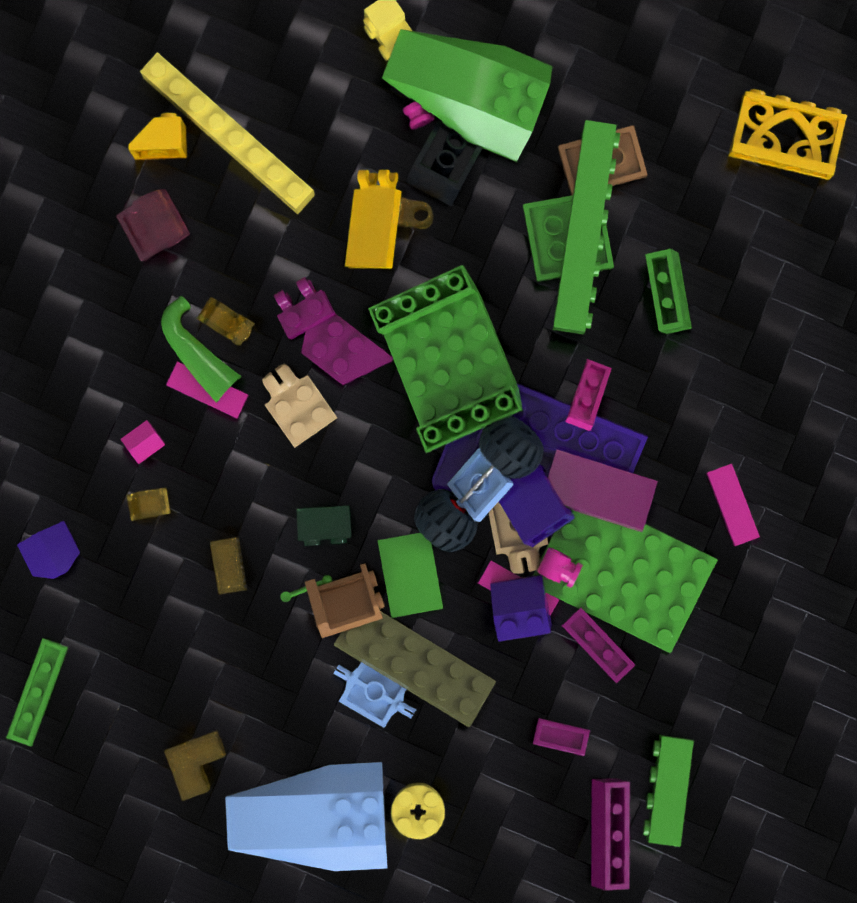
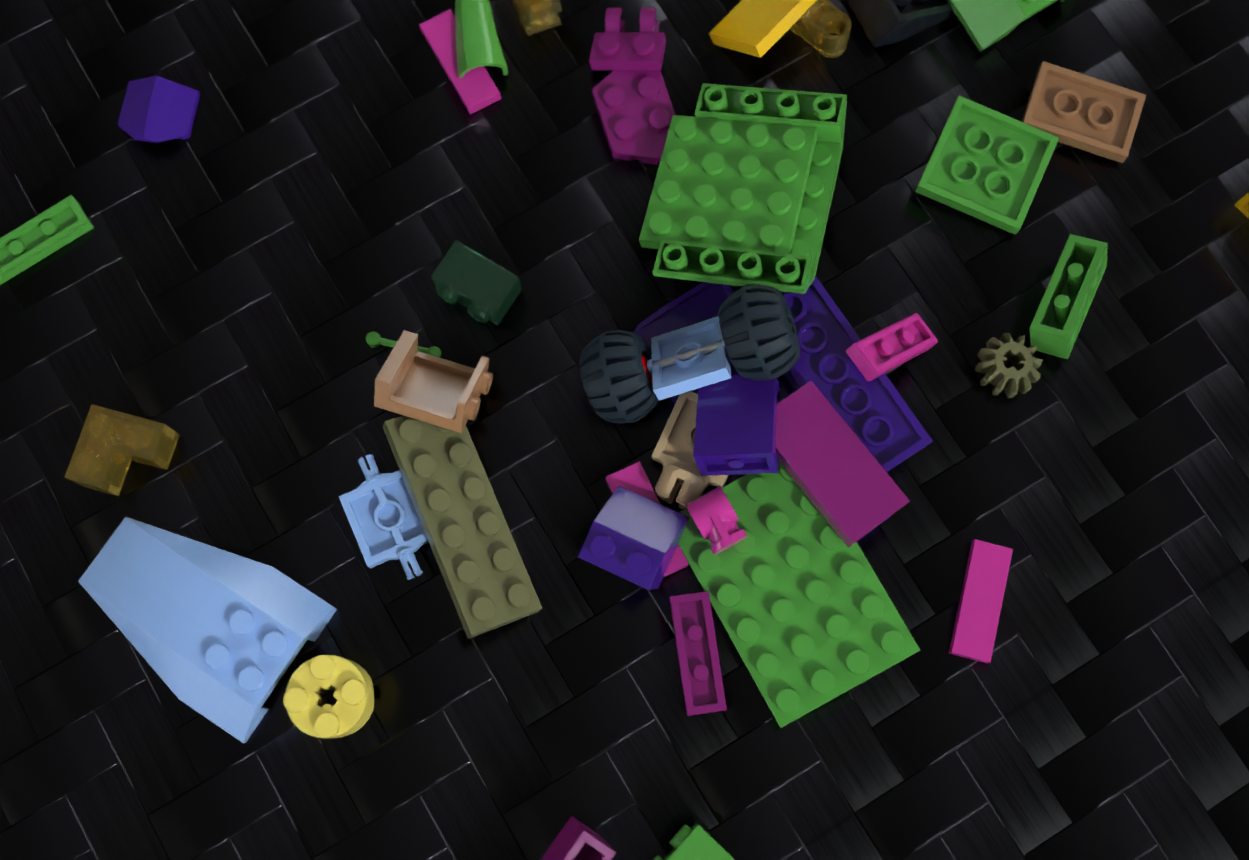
camera: 35 degrees right, 10 degrees down
(142, 442) = (347, 64): dark pink piece -> none
(148, 504) = (301, 132): clear yellow brick -> none
(228, 565) = (333, 255): clear yellow brick -> none
(297, 405) = (544, 139): tan plate -> none
(410, 575) = (532, 413): bright green tile -> none
(430, 365) = (729, 184): none -> bright green plate
(561, 736) = (572, 735): magenta tile -> none
(584, 227) = (1015, 159): bright green brick -> none
(655, 348) = (1014, 378): none -> olive gear

